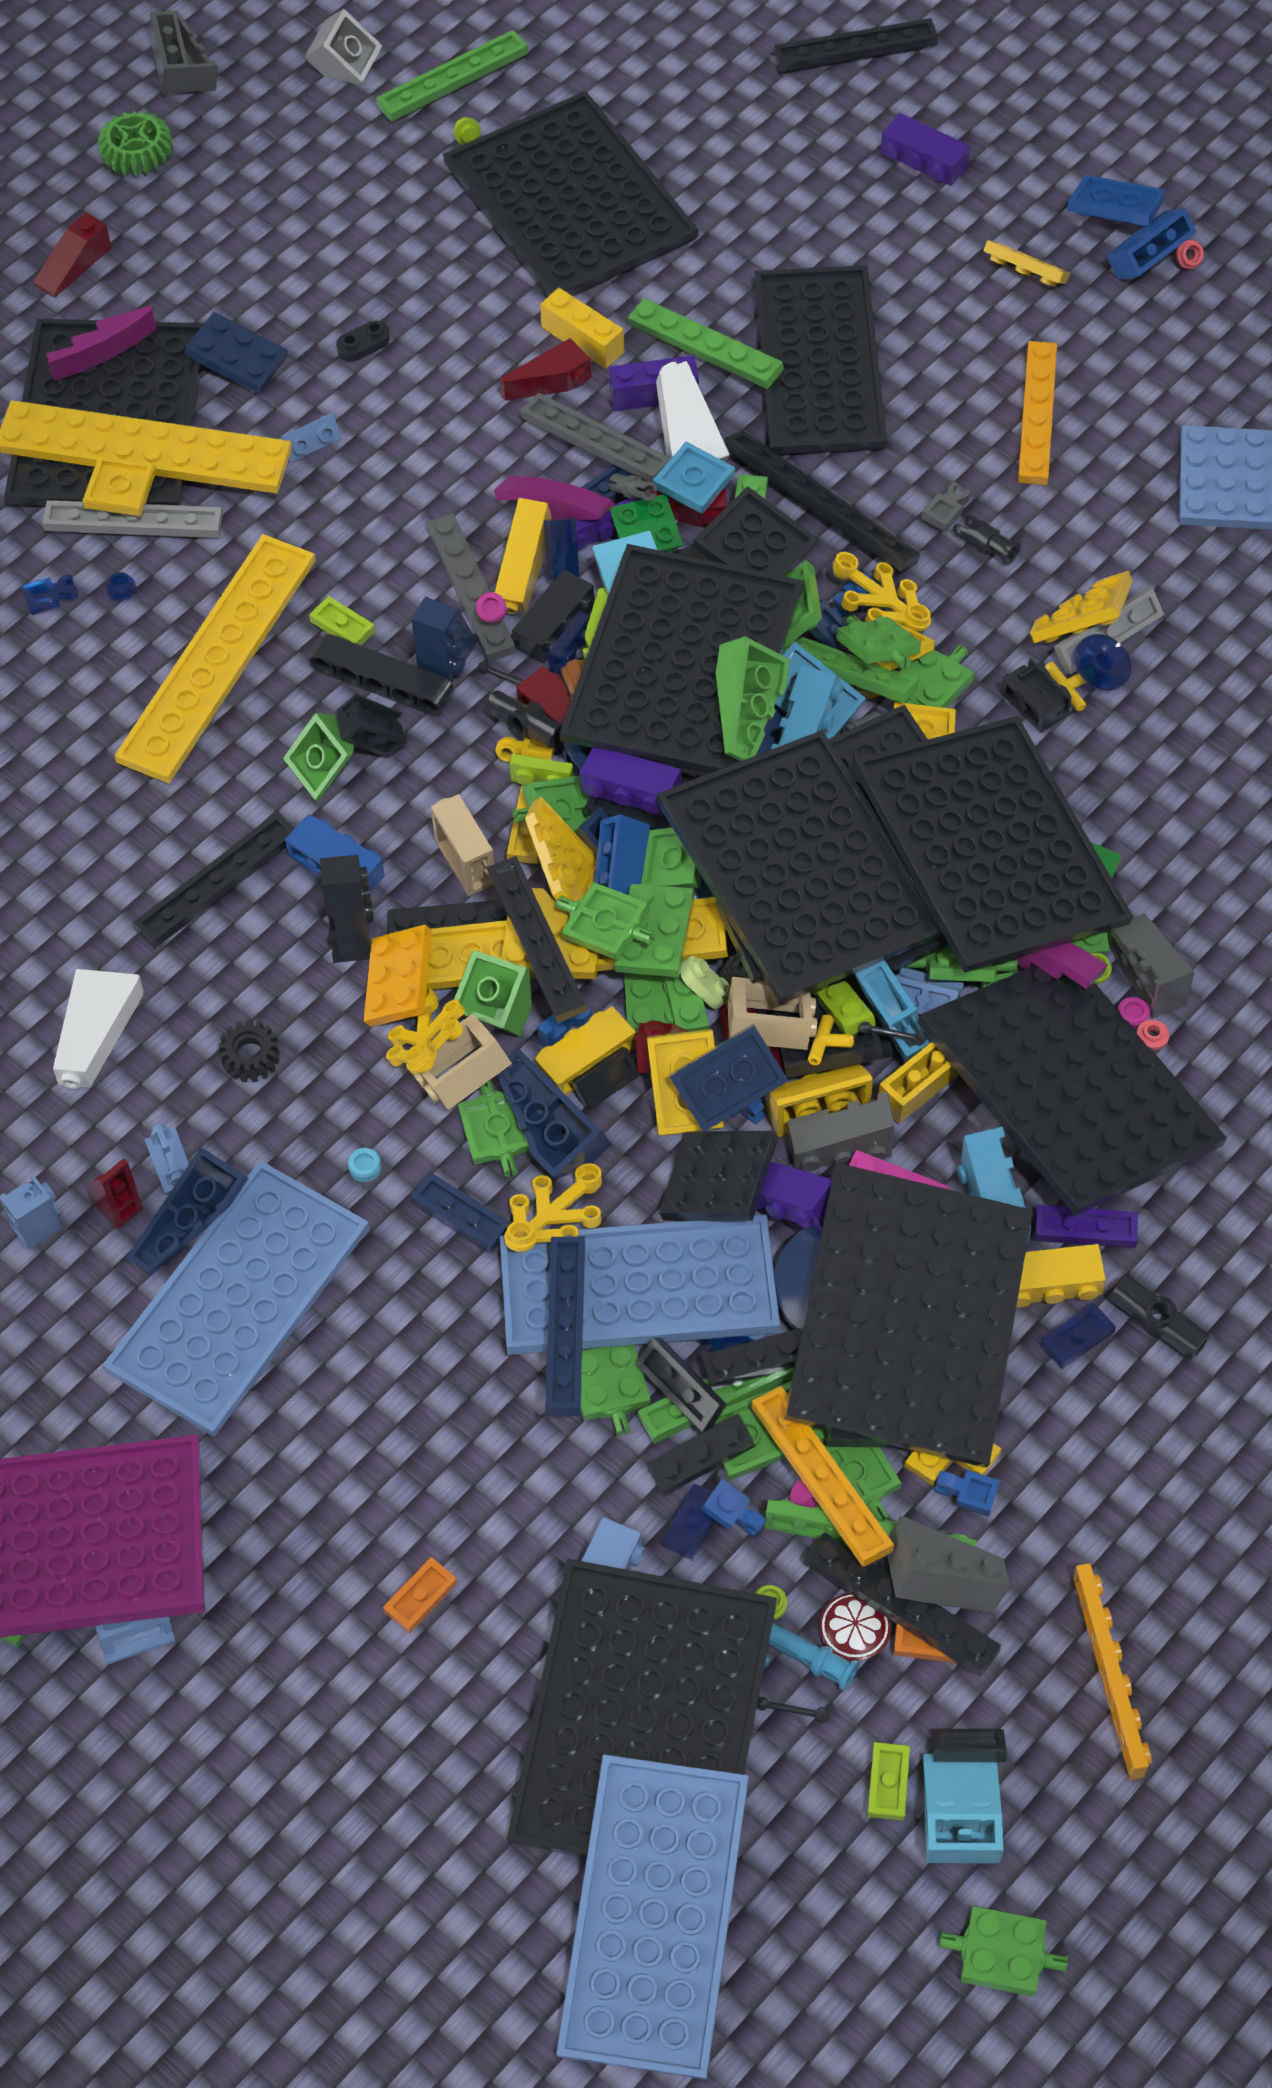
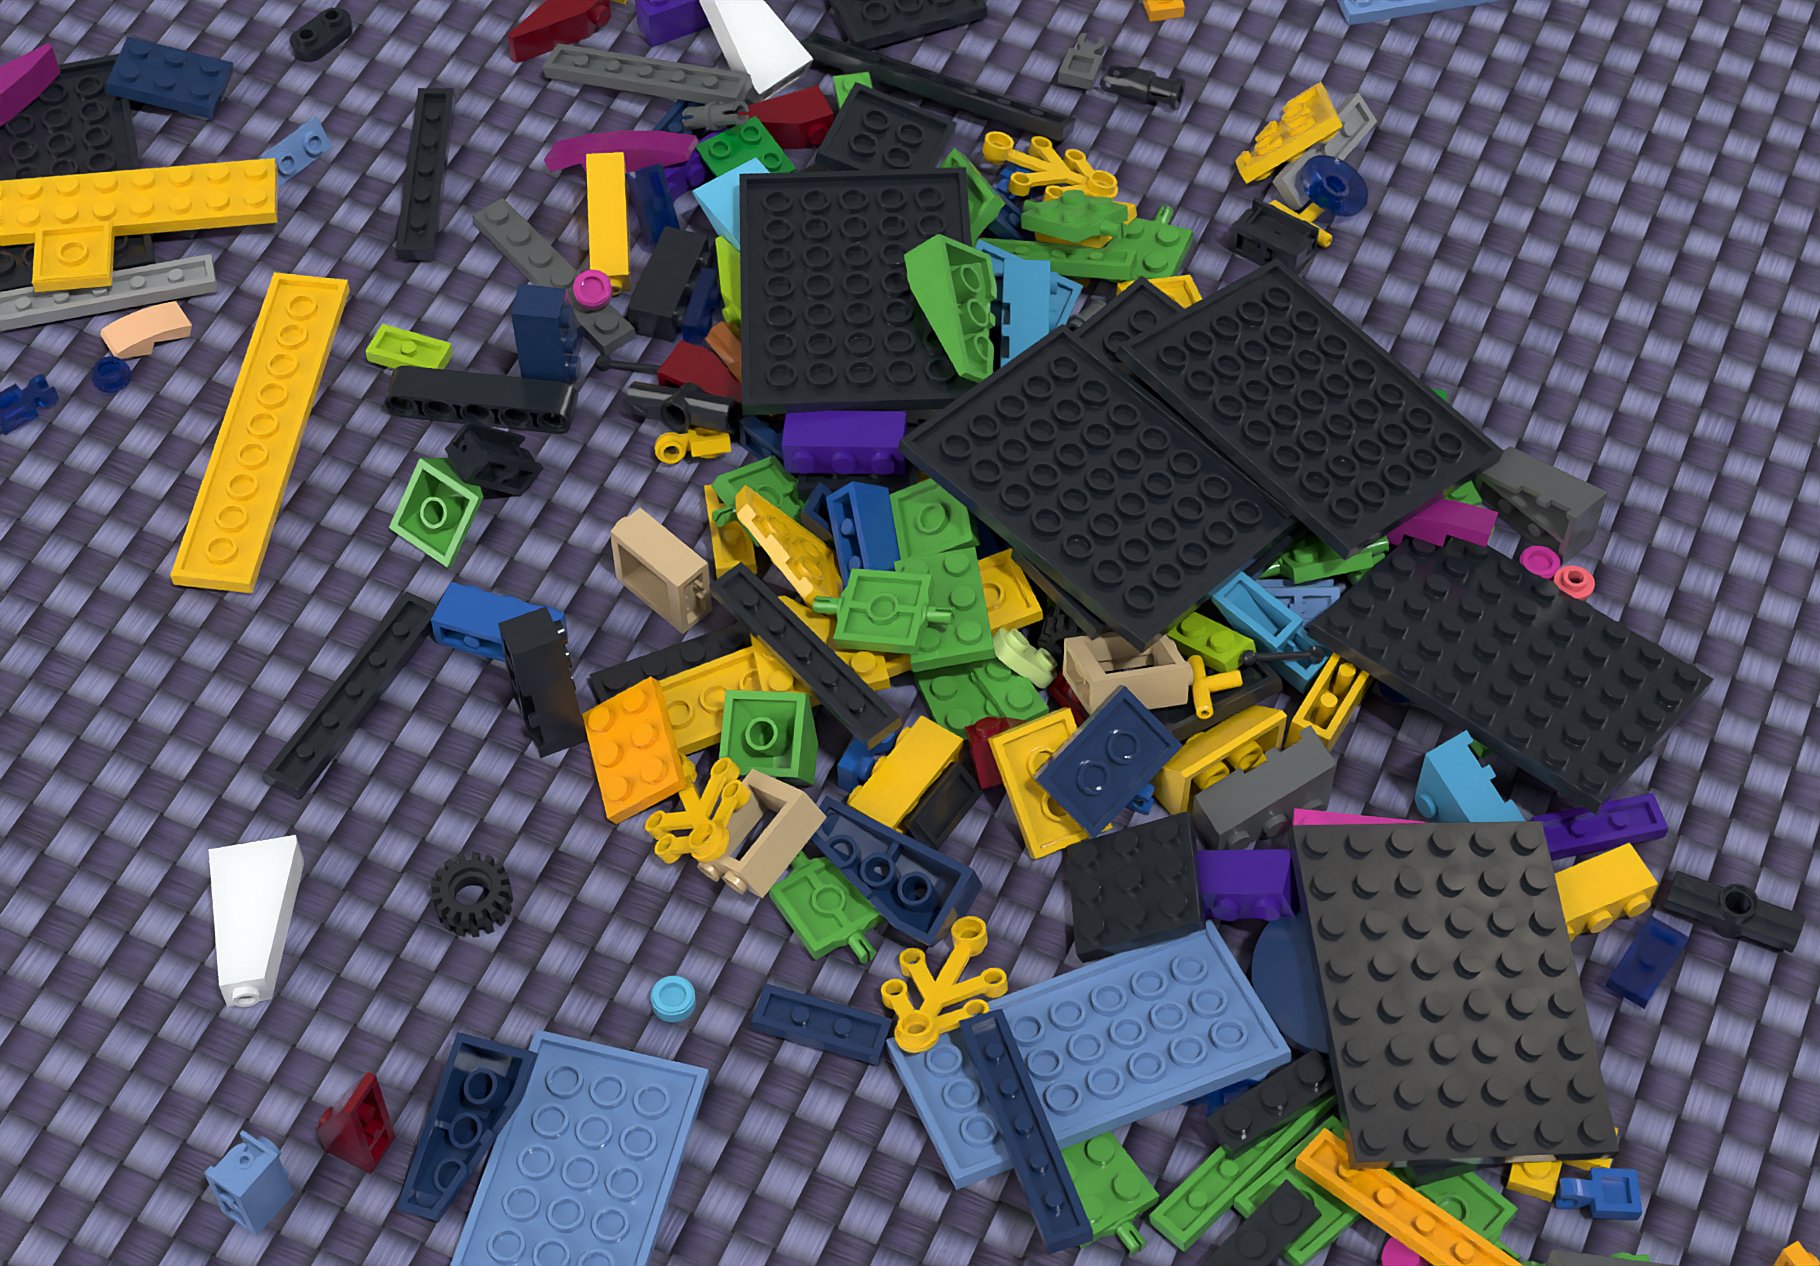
camera: 20 degrees left, 5 degrees down
(151, 556) = (138, 331): none -> light nougat slope
(167, 1155) = (409, 1060): medium blue hinge -> none
(402, 479) = (425, 174): none -> black plate
(532, 769) = (706, 463): lime plate -> none
(681, 1384) = (1197, 1163): black plate -> none
(694, 477) = (785, 89): dark azure plate -> none

